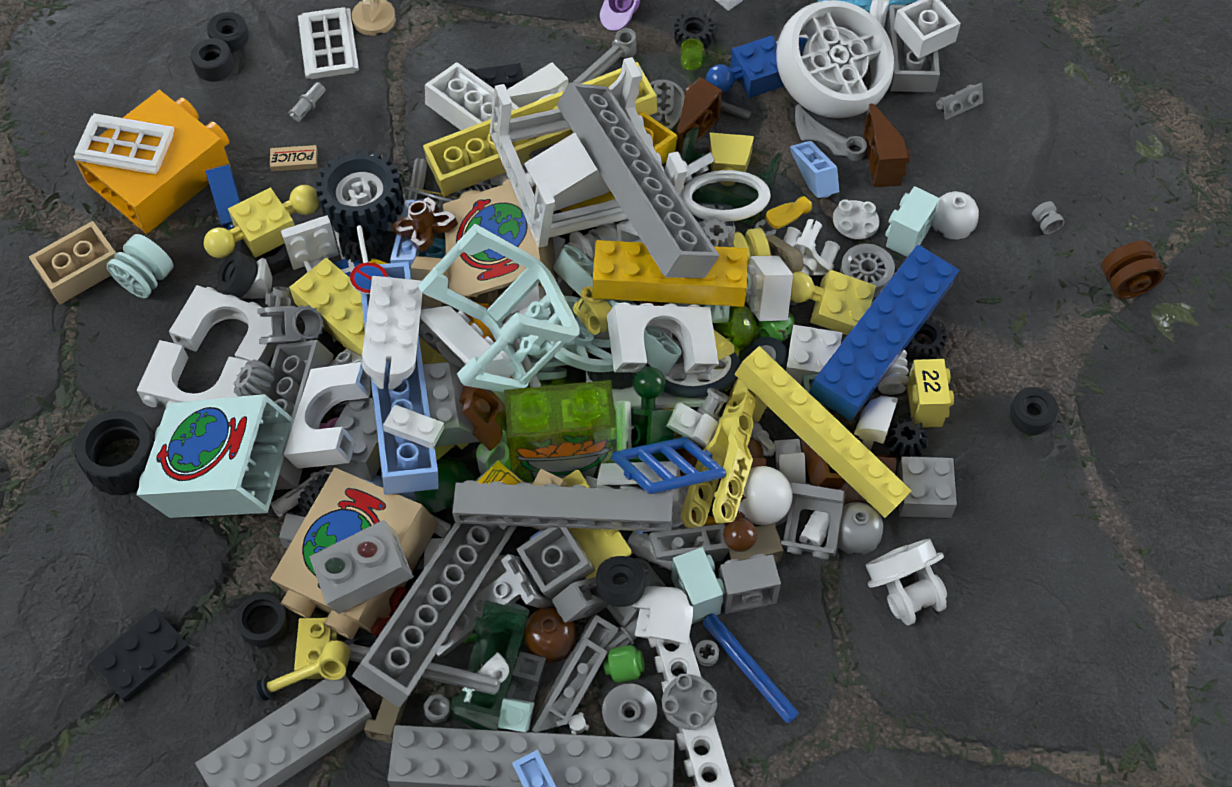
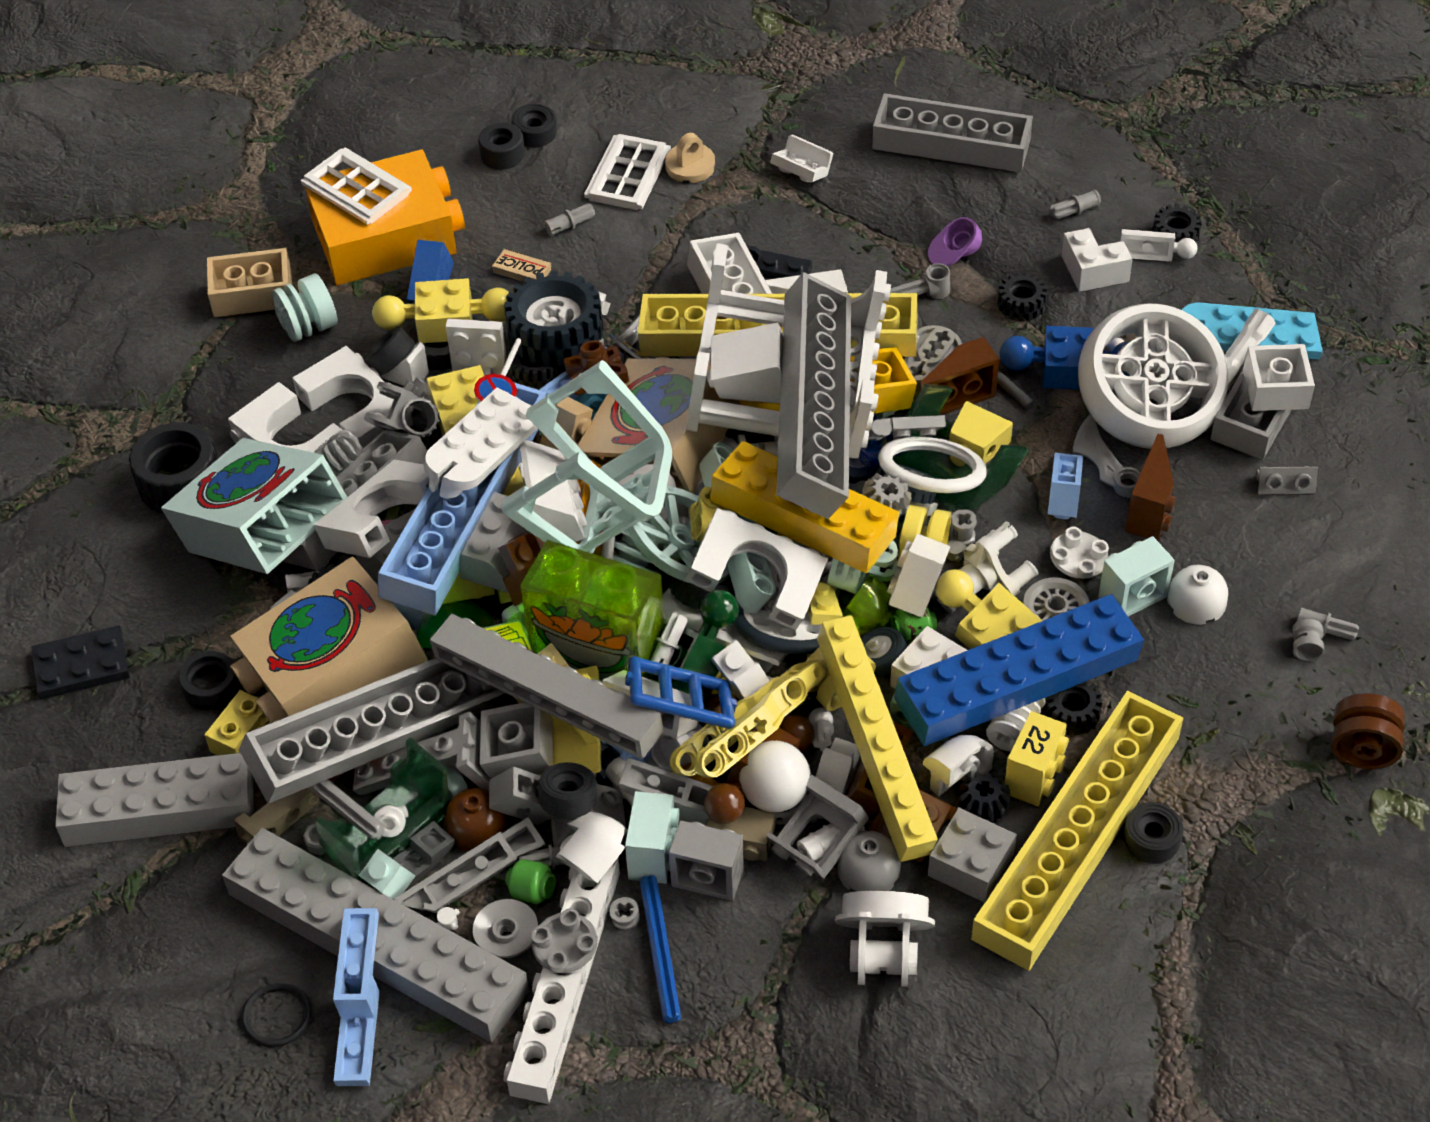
camera: 30 degrees right, 10 degrees down
(330, 665) = (230, 740): light yellow piece -> none
(361, 567) = (309, 651): light grey piece -> none
(413, 426) = (440, 540): white plate -> none
(691, 54) = (1003, 318): clear neon green wheel -> none
(713, 403) = (776, 659): light grey bush -> none
(787, 213) = (996, 514): yellow piece -> none
(788, 254) = (960, 550): dark tan beam -> none
(987, 435) = (1076, 831): none -> light yellow brick
(1058, 199) = (1331, 625): none -> light grey axle

